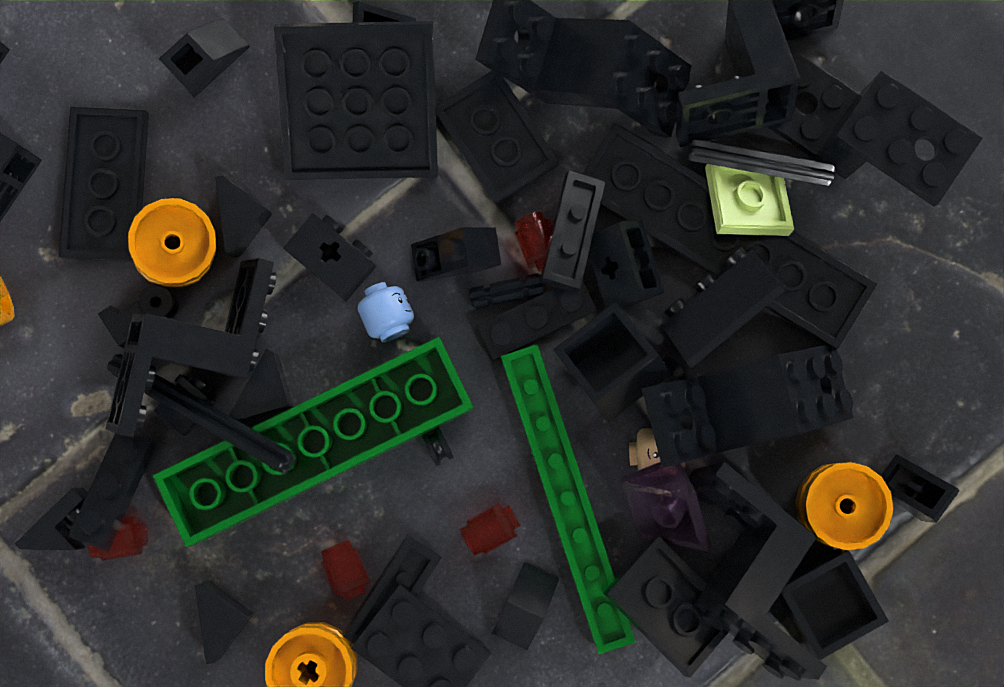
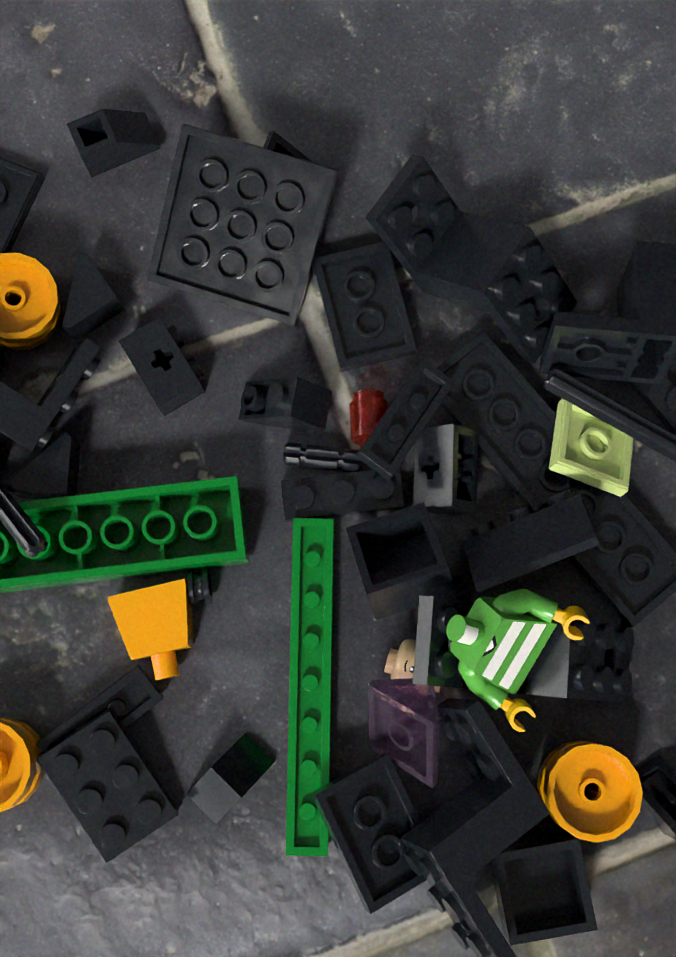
camera: 20 degrees right, 5 degrees down
(345, 571) = (63, 678): clear red brick -> none
(385, 312) = (196, 437): light blue head -> none
(411, 494) = (155, 624): none -> light orange torso
(490, 529) = (222, 687): clear red brick -> none
(728, 405) = (502, 642): none -> bright green torso

